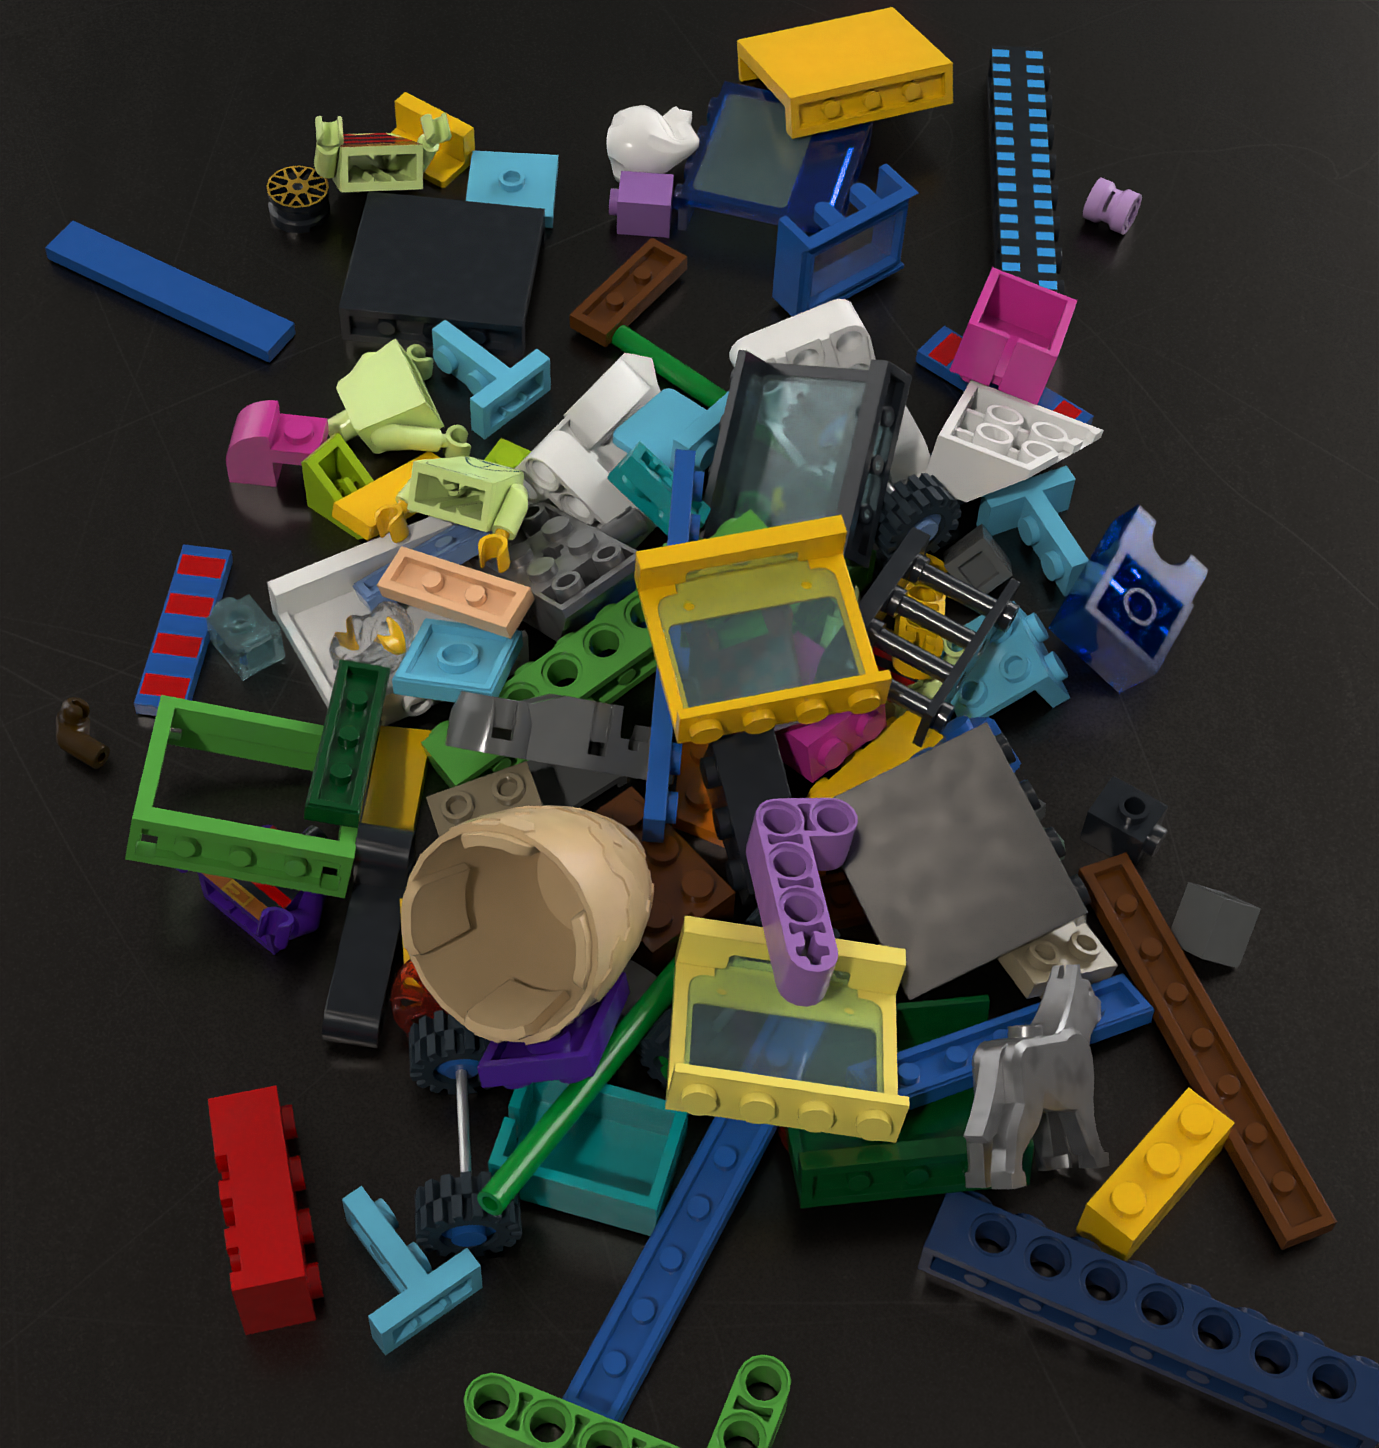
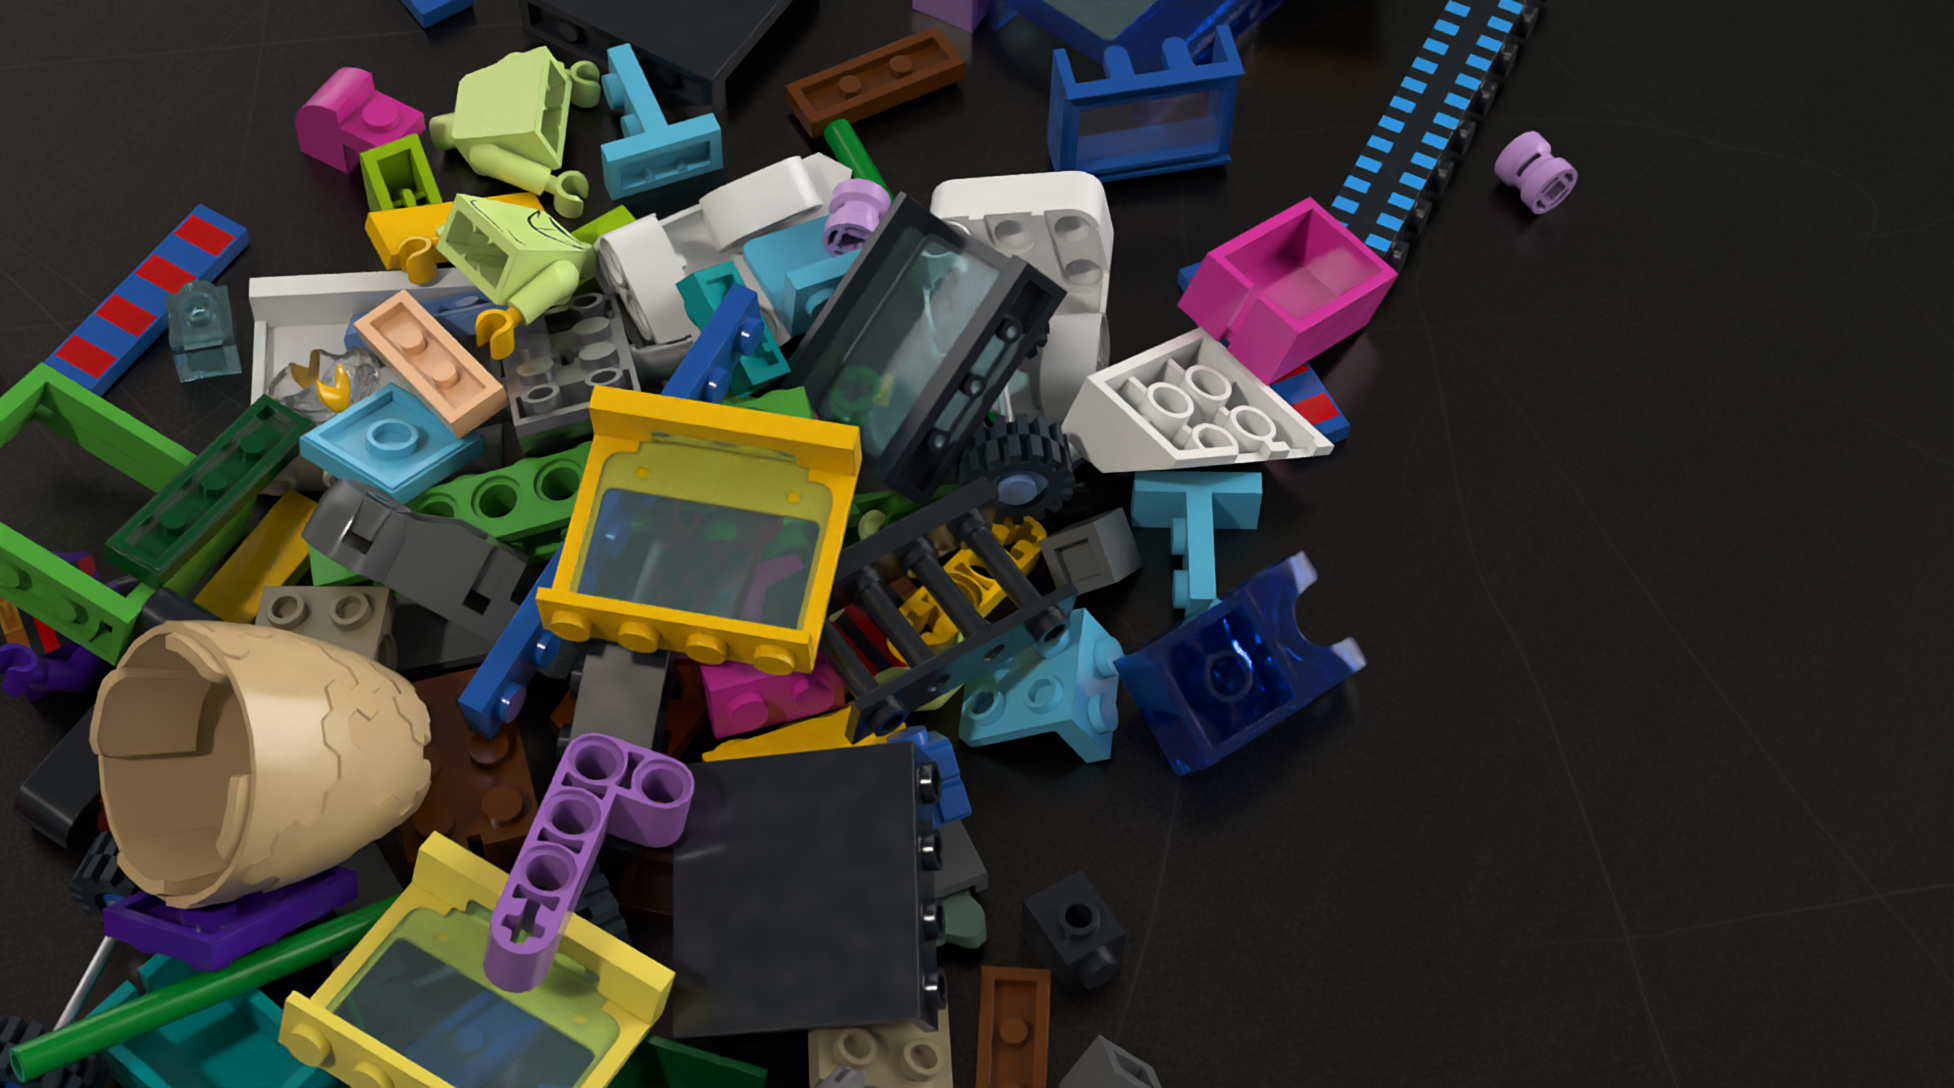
camera: 25 degrees right, 0 degrees up
(688, 388) = (855, 213): none -> lavender wheel

